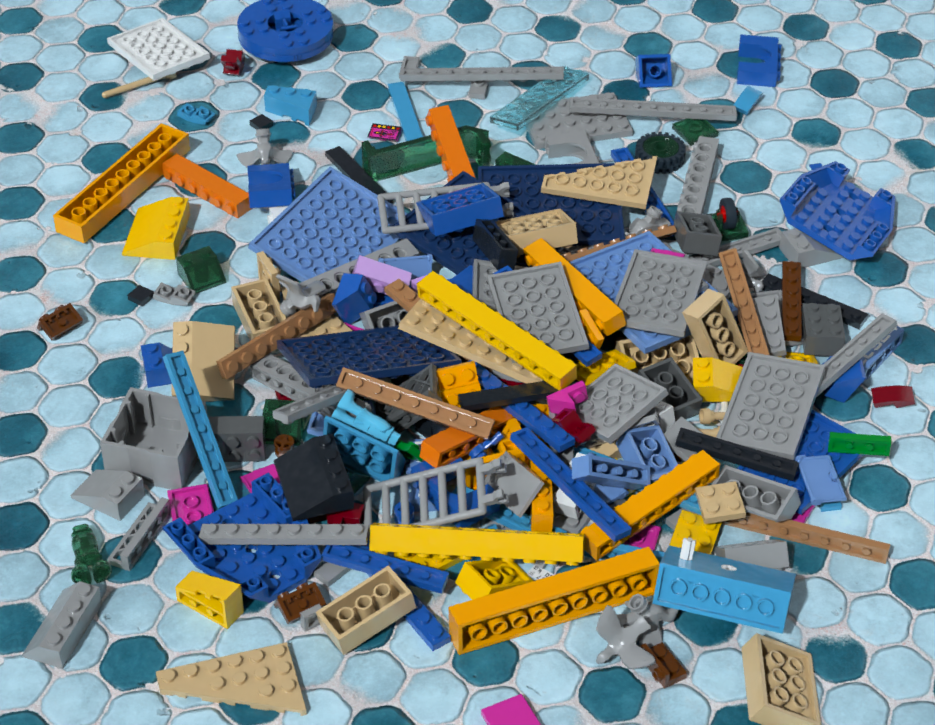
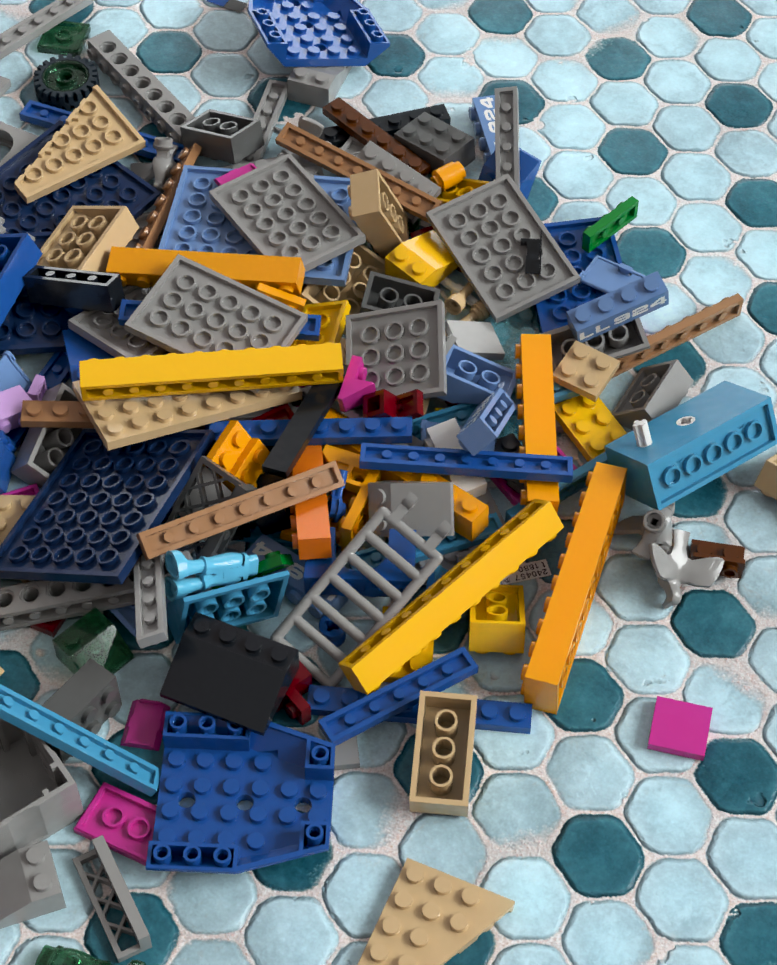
camera: 50 degrees left, 10 degrees up
(211, 597) = (282, 888): yellow wedge -> none
(283, 444) = (130, 665): reddish brown wheel -> none
(284, 534) = (270, 758): light grey plate -> none
(298, 601) = (364, 807): reddish brown bracket -> none
(309, 618) = (397, 811): light grey tile -> none
(729, 221) = (223, 97): plate -> none
(737, 454) = (531, 317): black plate -> none
(777, 423) = (533, 263): none -> black piece
(778, 479) = (618, 307): none -> medium blue brick
(801, 348) = (448, 175): none -> light orange brick
(895, 394) = (560, 162): dark red slope -> none

